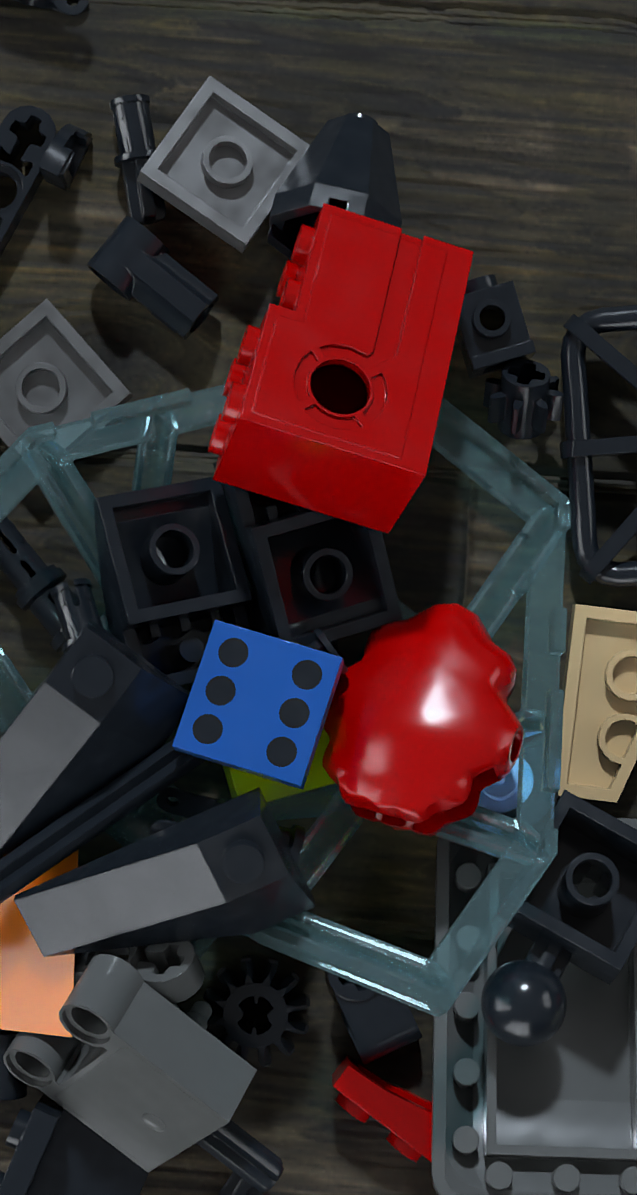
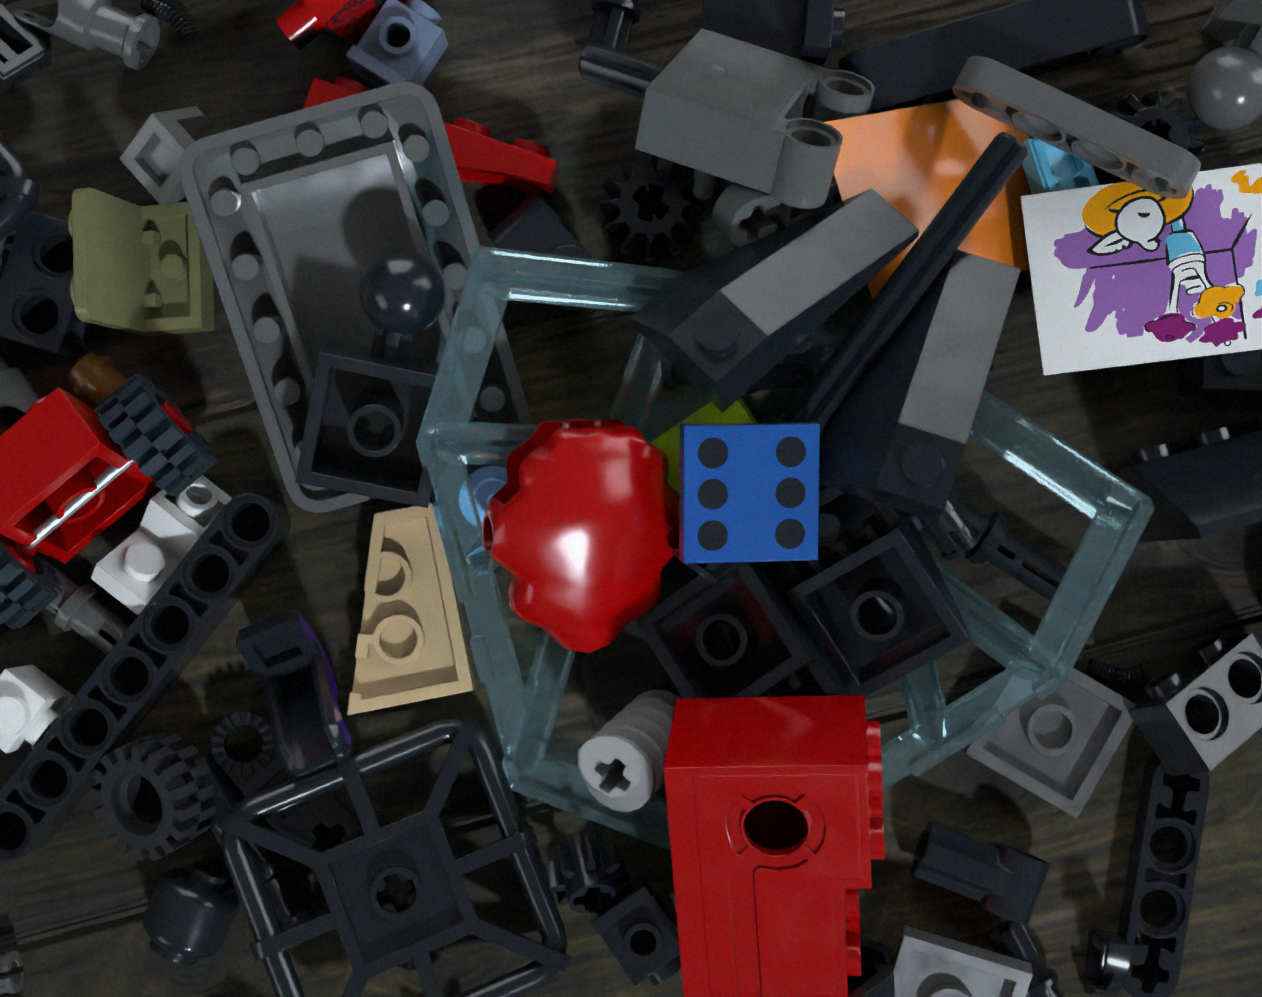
camera: 160 degrees right, 0 degrees up
(454, 496) = (628, 754): none -> light grey piece

